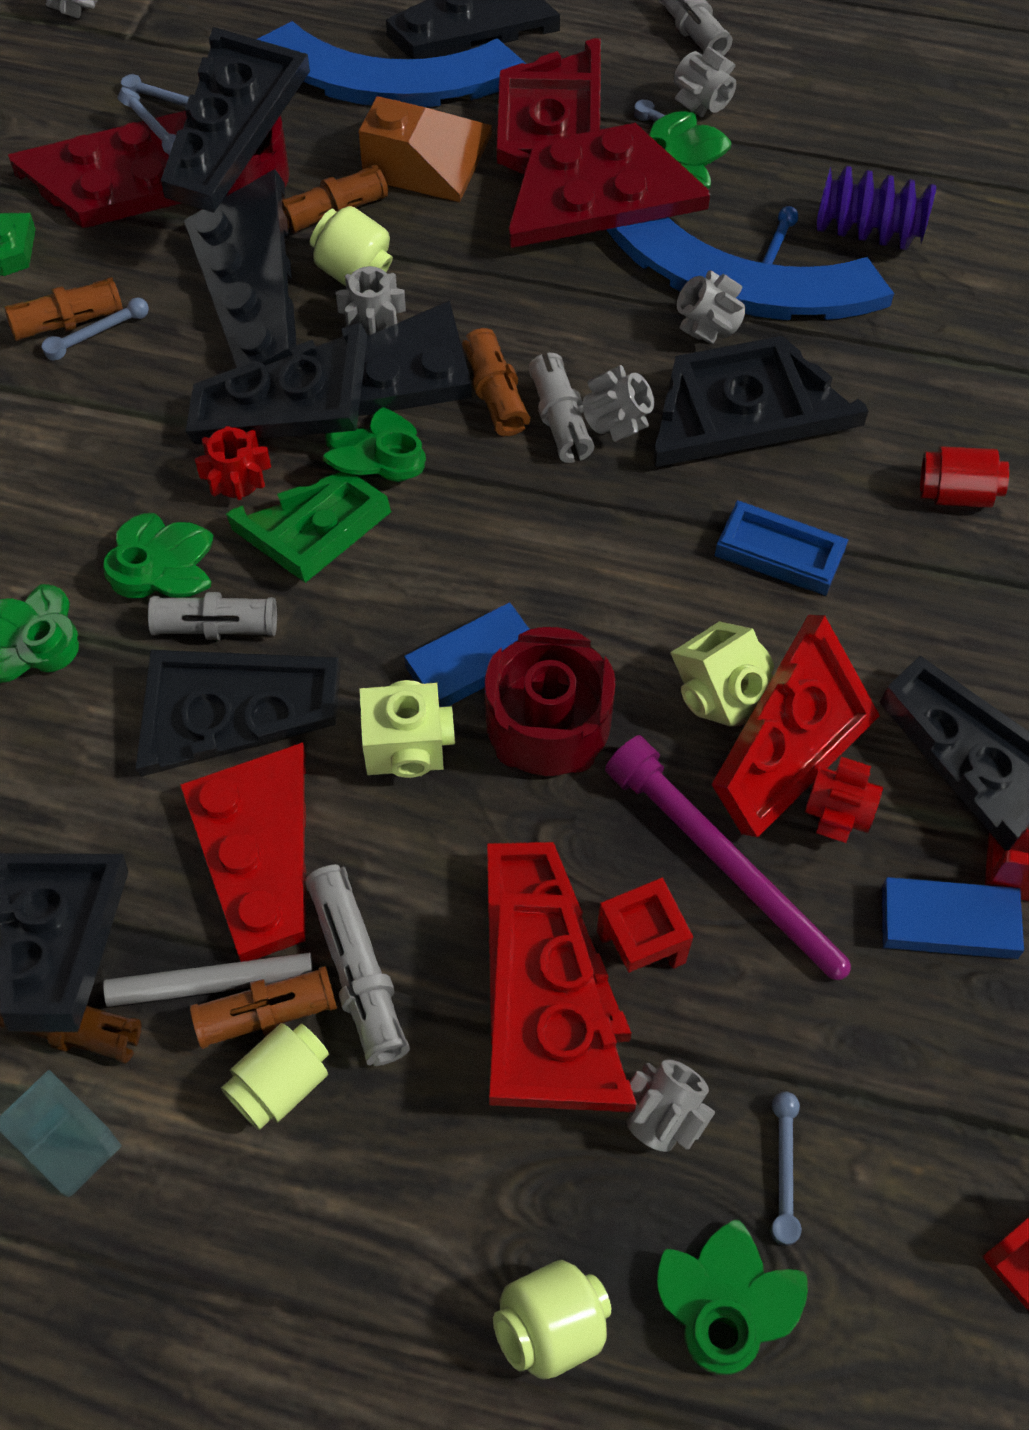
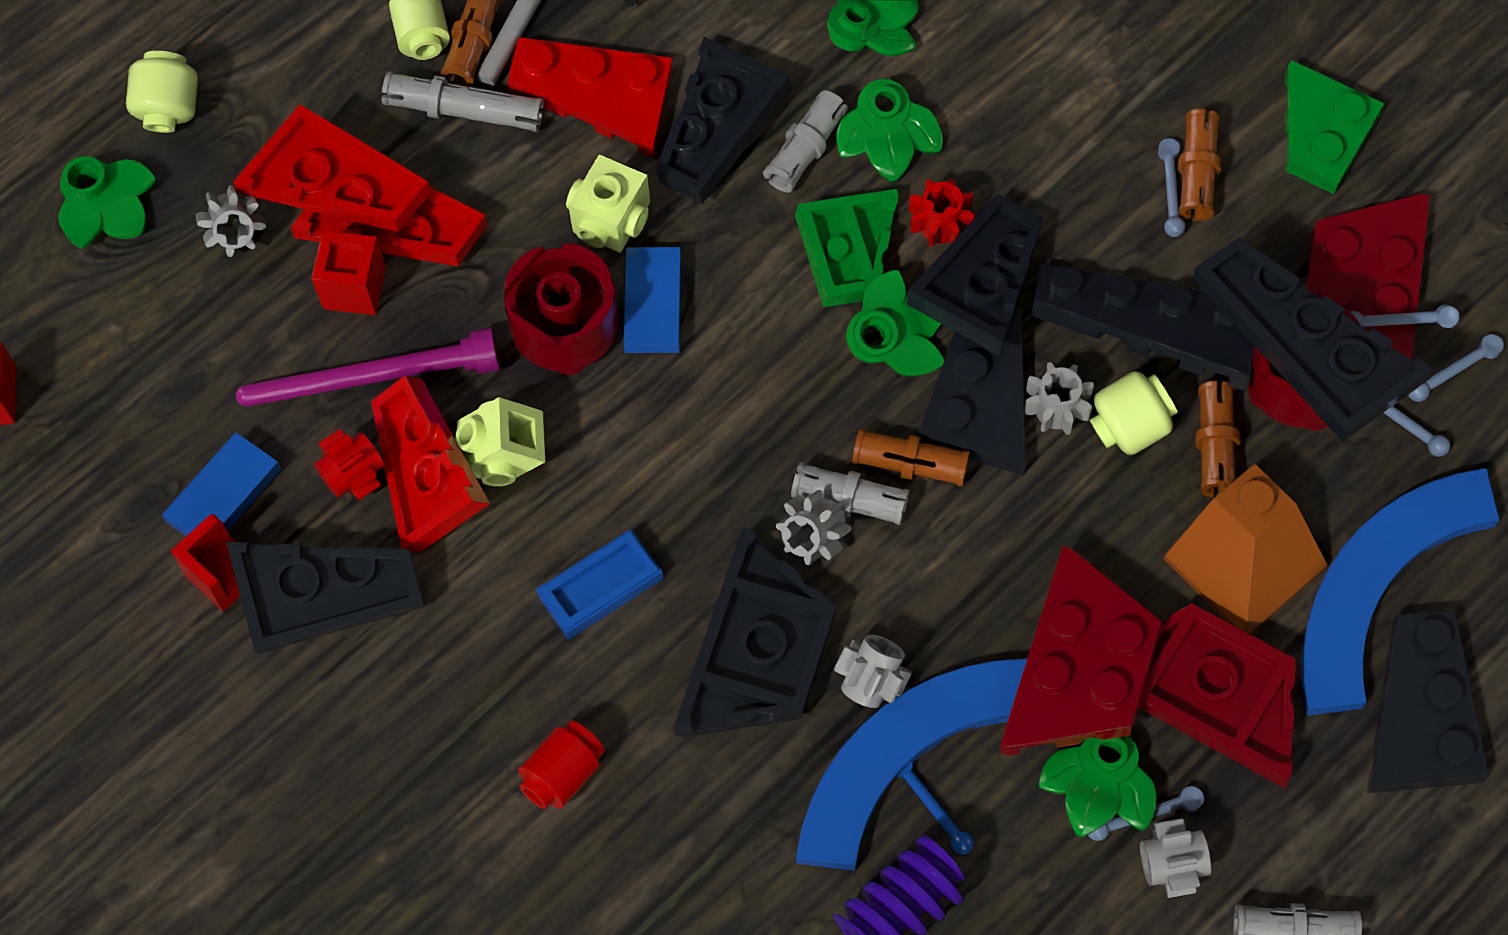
camera: 125 degrees right, 5 degrees up
(786, 1227) = (118, 261): sand blue hinge -> none

